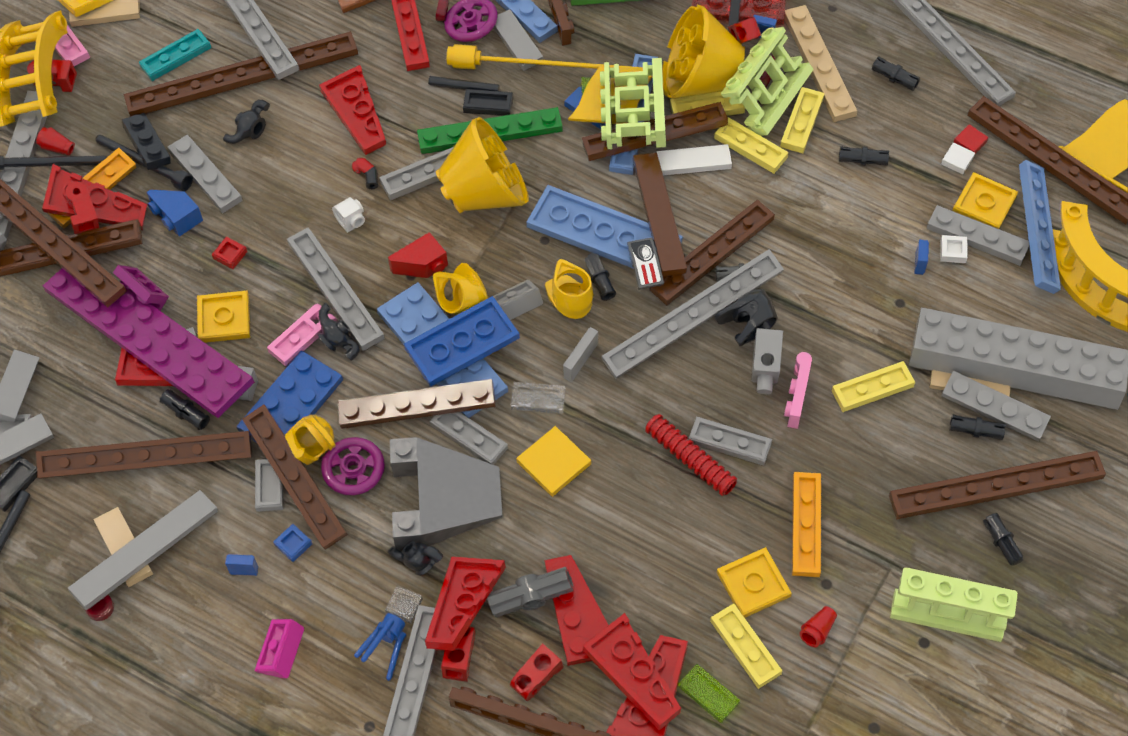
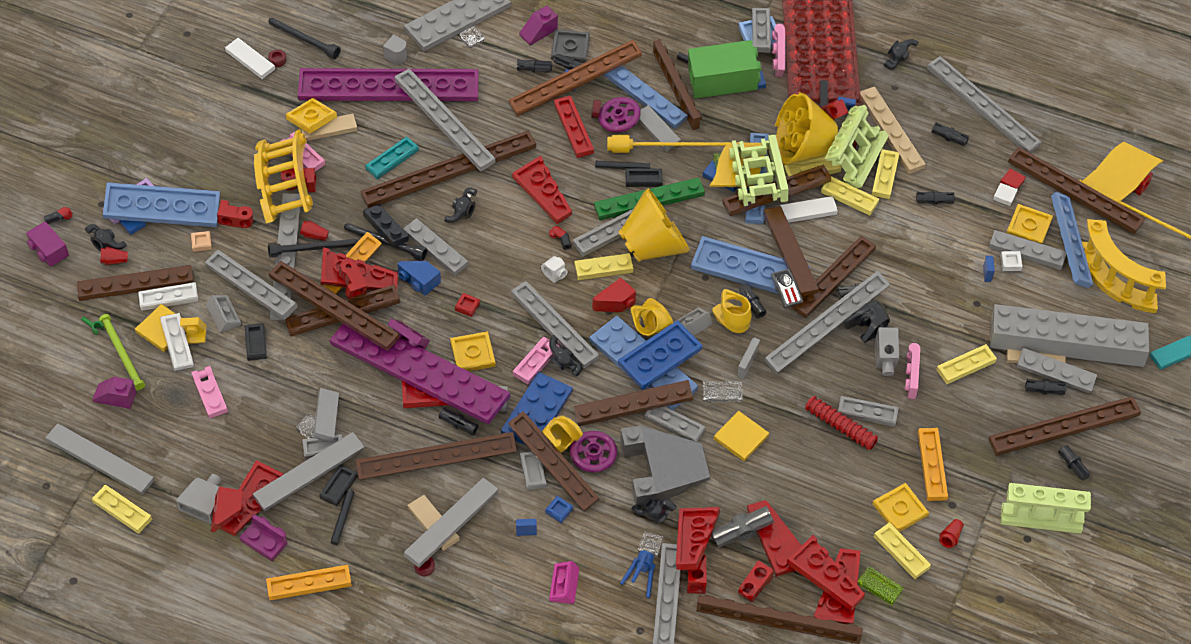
camera: 10 degrees left, 5 degrees down
(414, 215) = (603, 266): none -> light yellow plate

